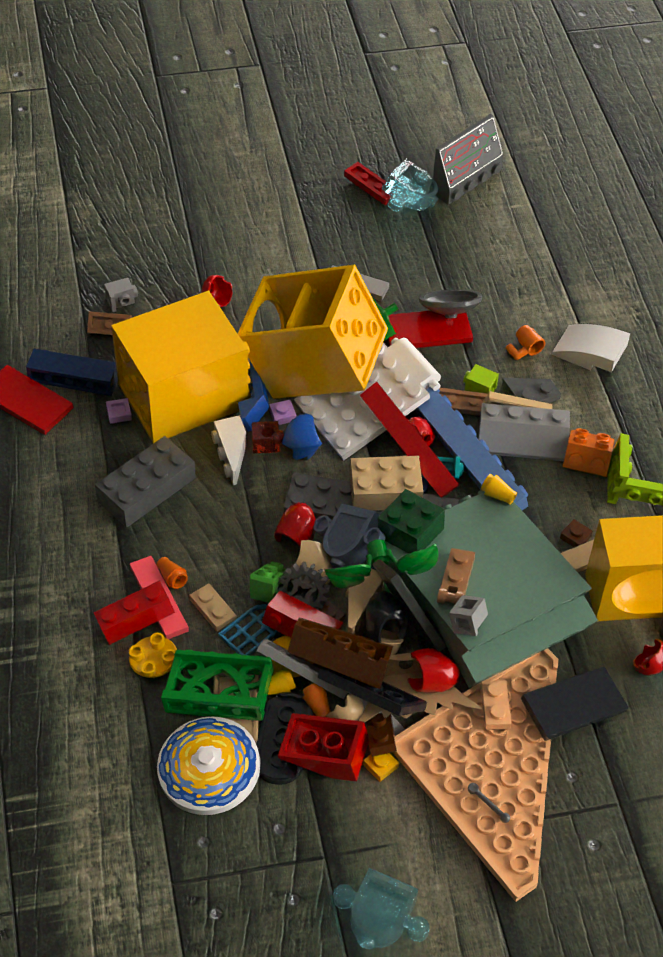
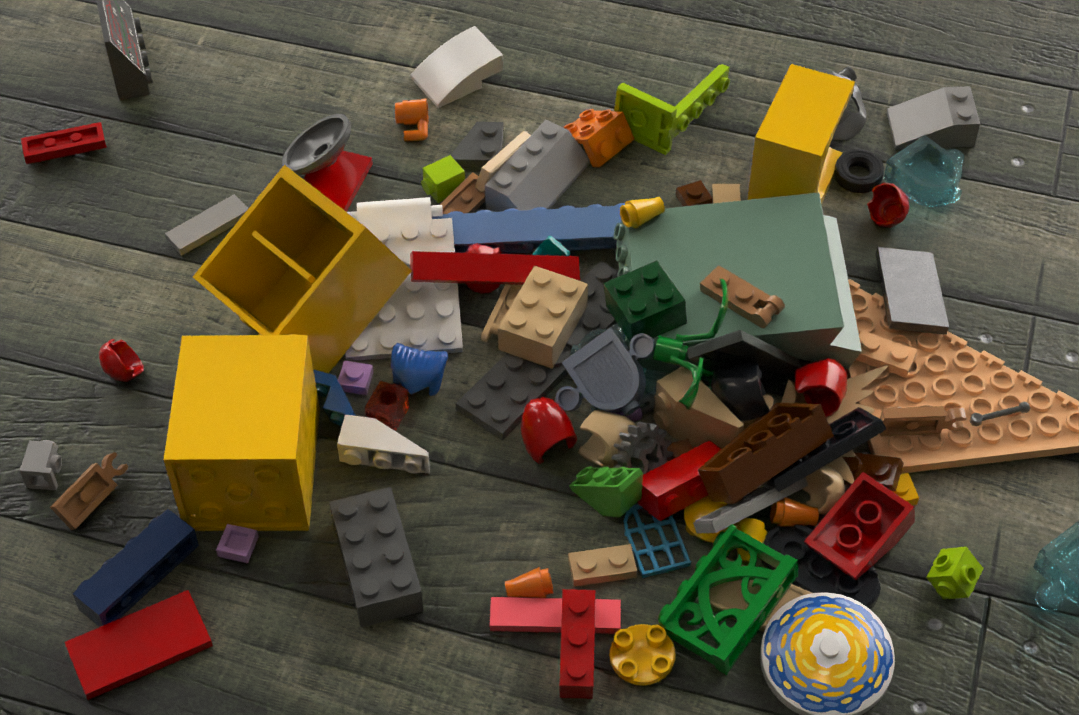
camera: 60 degrees left, 0 degrees up
(319, 820) = (955, 573): none -> lime brick
(410, 187) = (109, 107): clear light blue piece -> none
(442, 748) = (921, 420): none -> medium nougat plate
(468, 615) = (808, 302): light grey brick -> none

